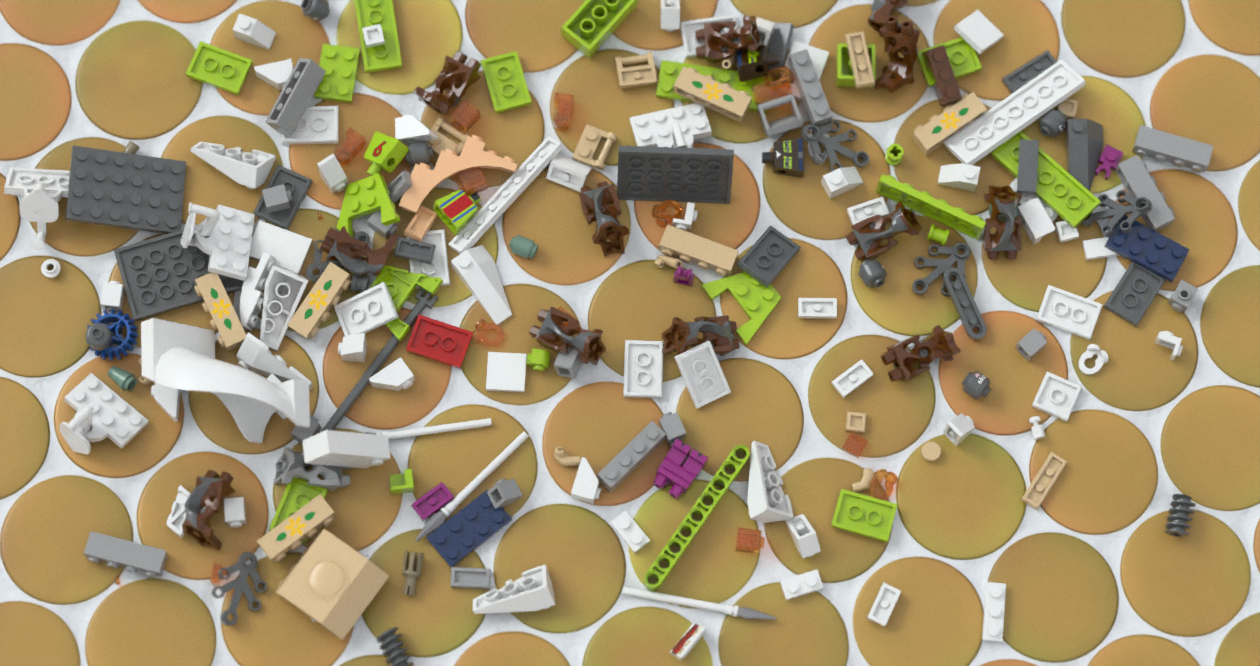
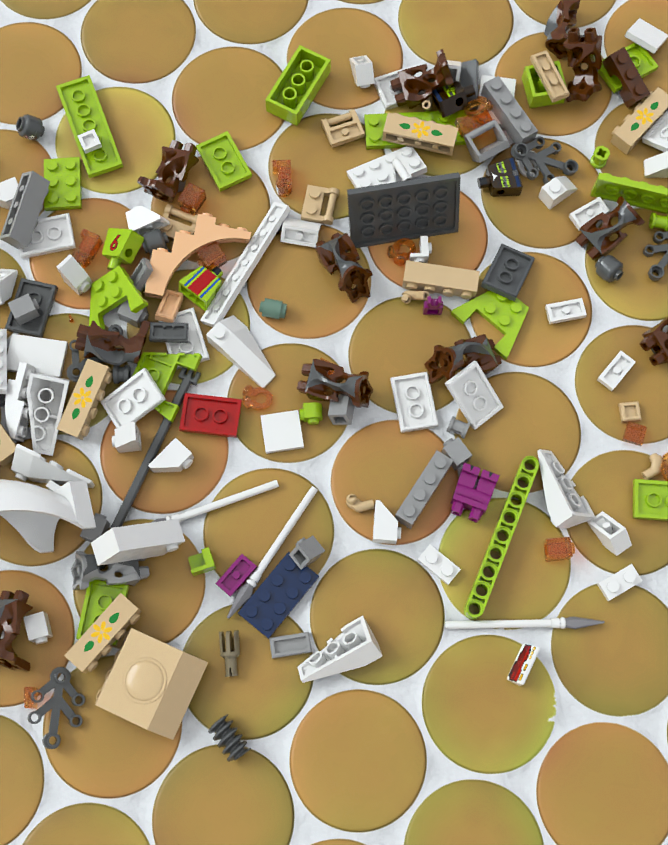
camera: 10 degrees left, 0 degrees up
(680, 403) = (458, 427): none -> light grey bush

